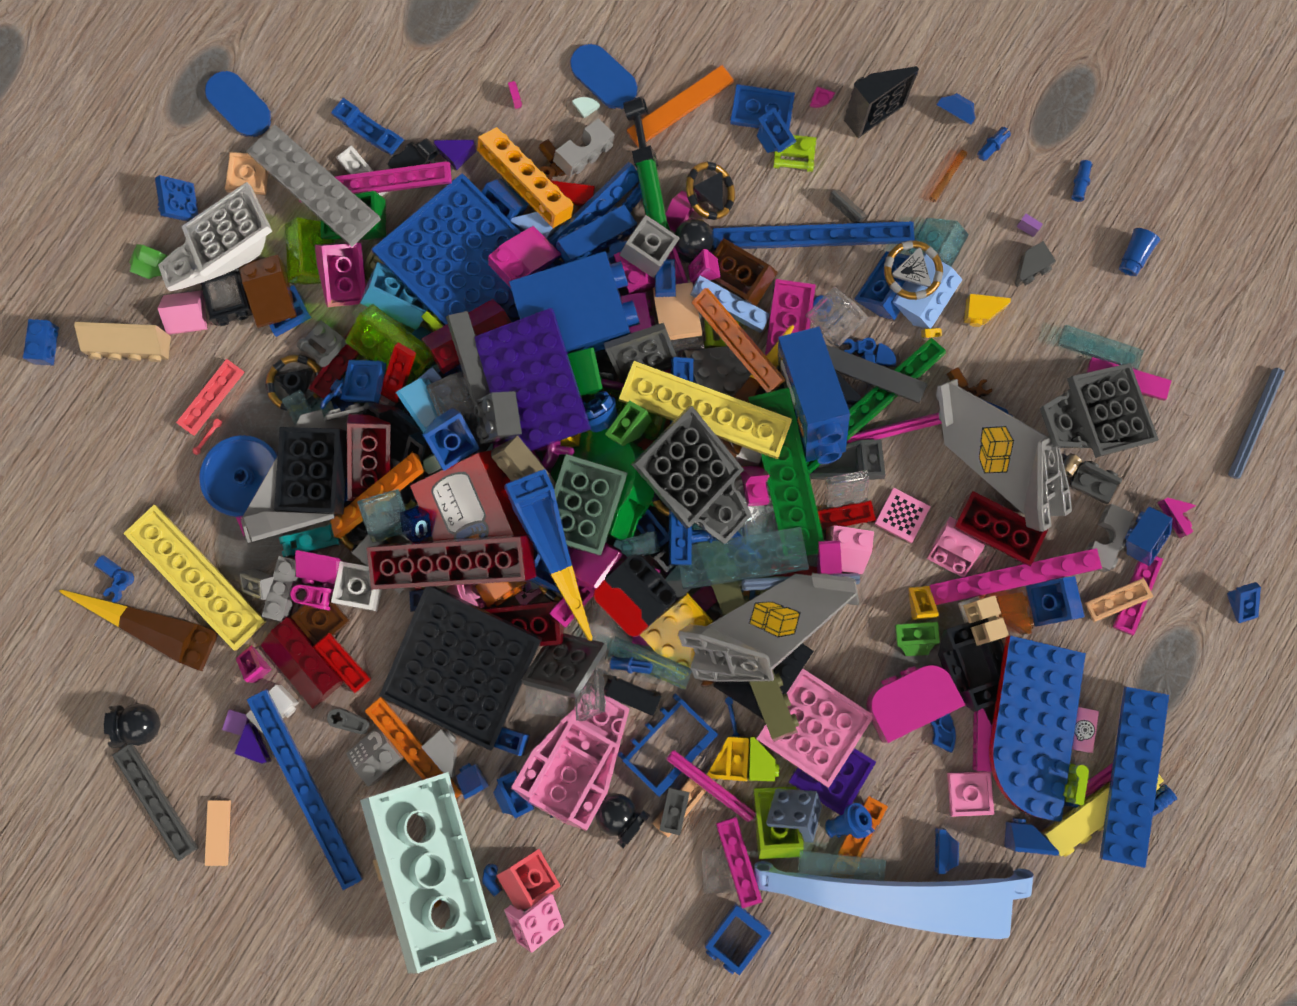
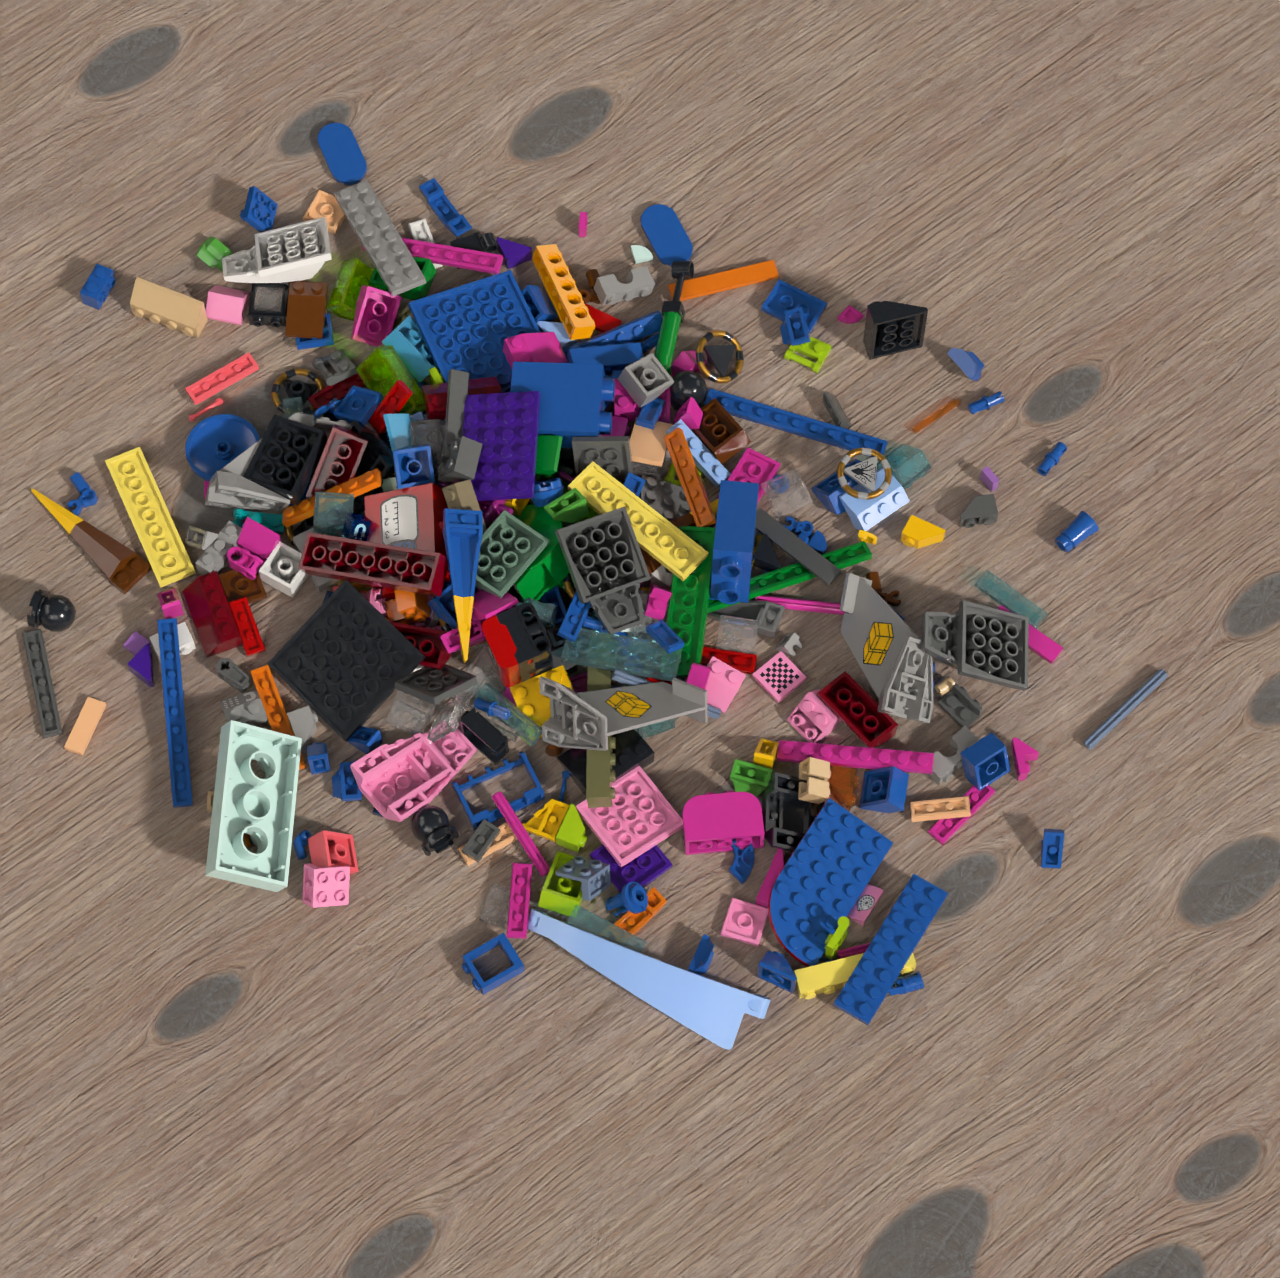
camera: 15 degrees right, 15 degrees down
(778, 523) = (665, 636): none -> blue tile
(898, 477) = (787, 643): none -> light grey tile

